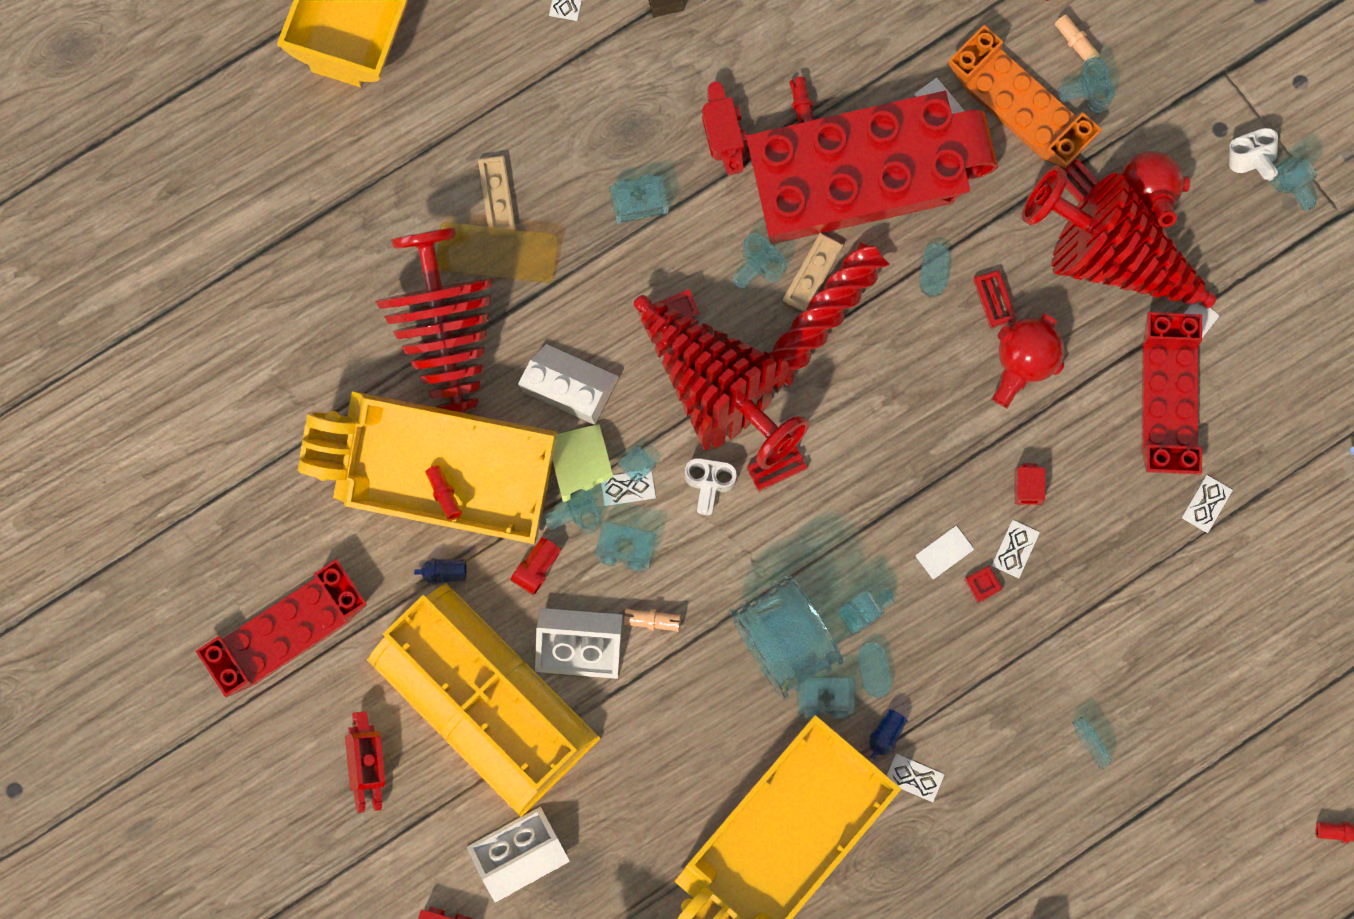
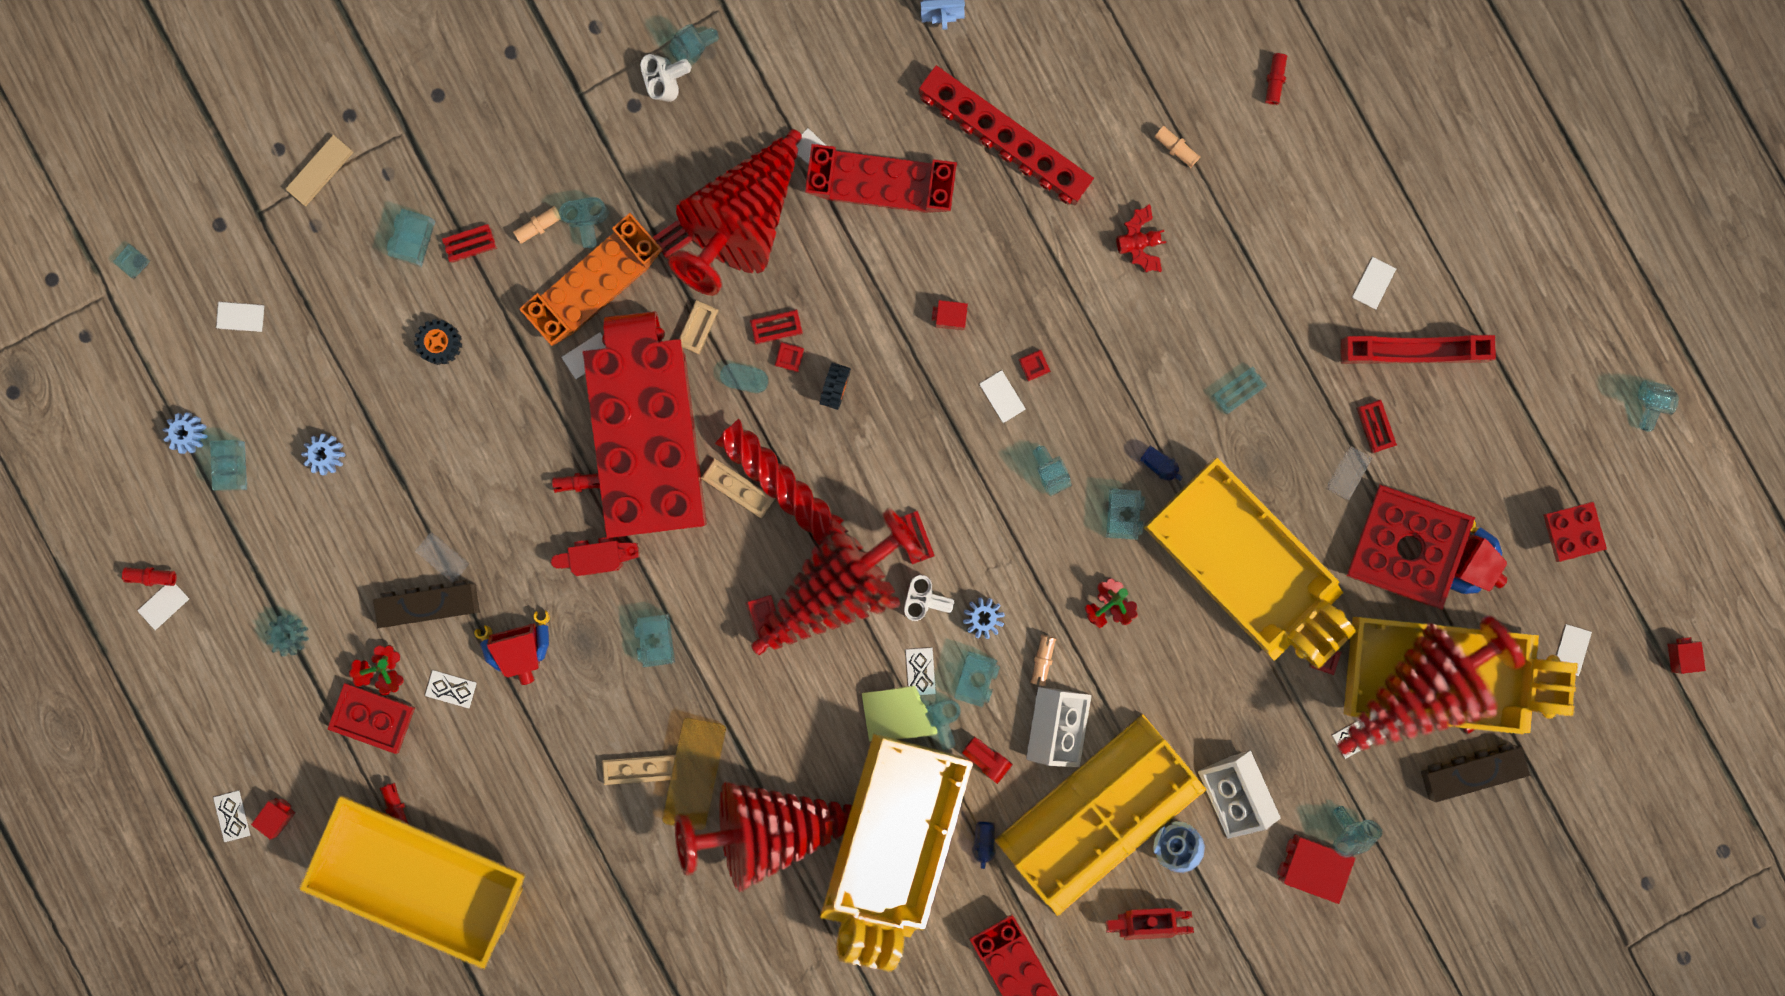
camera: 85 degrees left, 10 degrees up
(443, 492) = (920, 840): red pin -> none
(453, 787) = (1179, 847): none -> light blue cylinder
(568, 383) = (822, 718): white slope -> none
(617, 57) = (517, 649): none -> red torso
(637, 464) = (901, 662): clear light blue tile -> none
(694, 539) = (975, 617): none -> light blue gear
(733, 690) = (1112, 594): none -> red plant
(758, 262) = (725, 537): clear light blue beam -> none
(786, 636) = (1076, 547): clear light blue wheel -> none
(874, 670) = (1102, 468): clear light blue tile -> none
(915, 777) = (1198, 443): white sticker -> none
(936, 363) = (835, 386): none -> black wheel
(963, 316) = (789, 357): none -> red tile
(985, 215) = (698, 327): none -> tan tile
(996, 837) = (1256, 378): none -> clear light blue tile
(1015, 549) = (1004, 333): white sticker -> none
(1029, 354) = (834, 302): red piece -> none
(1092, 742) = (1182, 286): clear light blue tile -> none
(1138, 686) = (1136, 241): none -> red animal
(1157, 182) = (688, 169): red piece -> none
(1207, 504) = (978, 160): white sticker -> none
(1251, 724) = (1177, 146): none -> light nougat pin
(1289, 449) = (940, 81): none -> red brick

